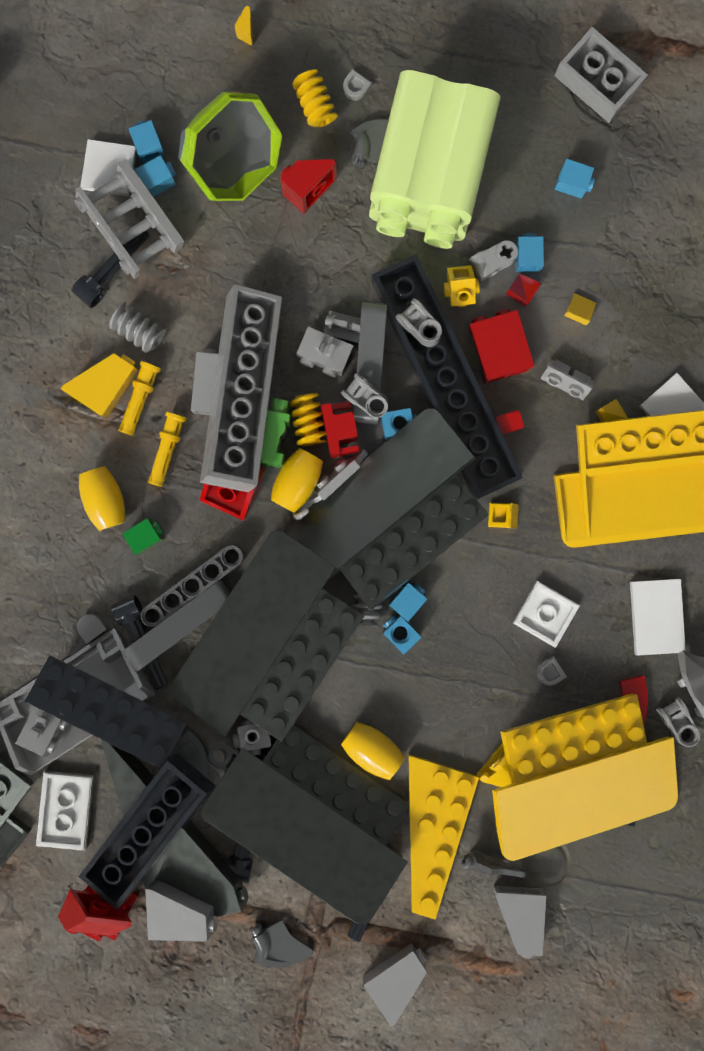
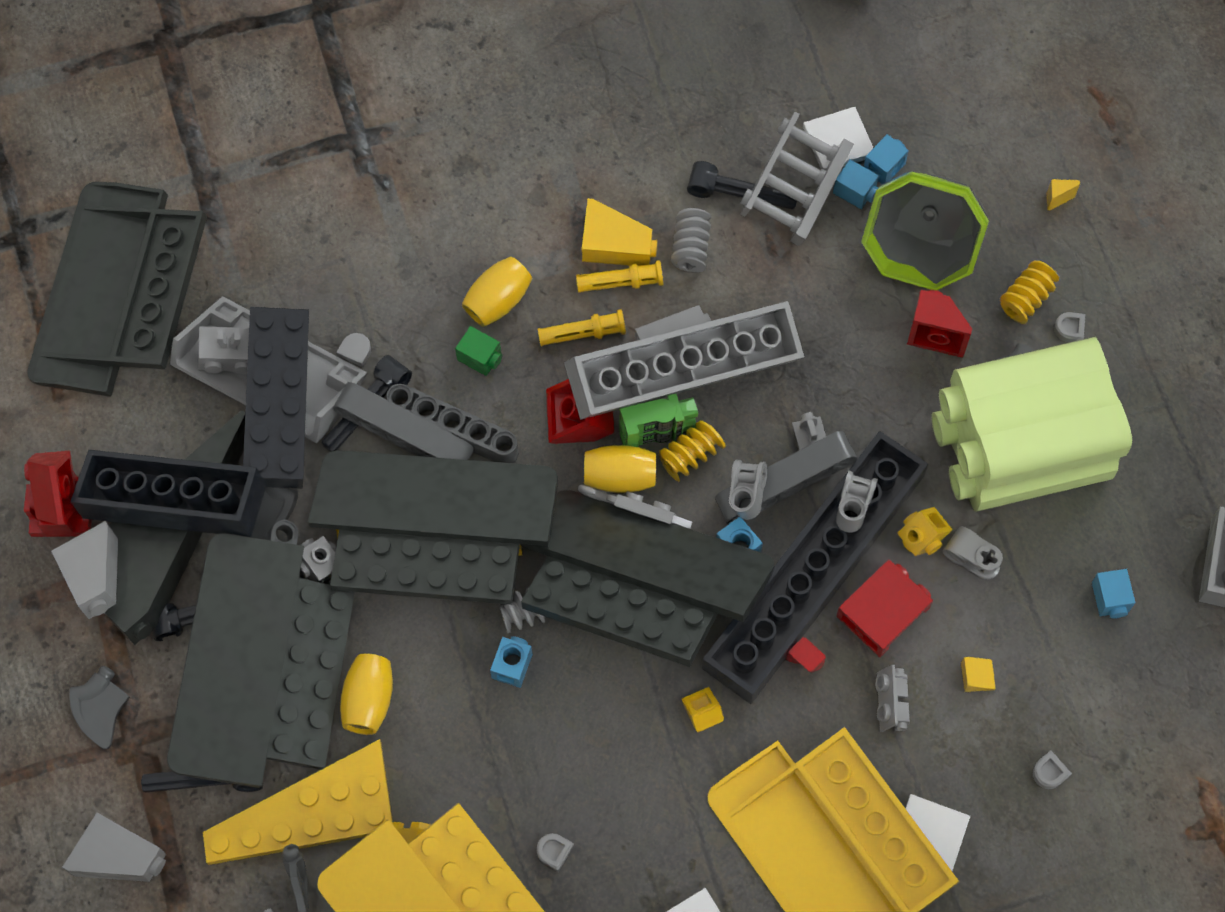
camera: 70 degrees right, 20 degrees down
(65, 810) = (148, 417): white tile -> none
(324, 352) = (772, 430): light grey brick -> none
(340, 429) = (693, 482): red panel -> none
(408, 600) = (552, 650): dark azure brick -> none
(523, 289) = (961, 602): red slope -> none
(530, 253) = (1003, 586): dark azure brick -> none
(546, 614) = (617, 811): white tile -> none
(611, 411) = (885, 765): yellow slope -> none
(673, 299) = (1050, 771): none -> light grey tile

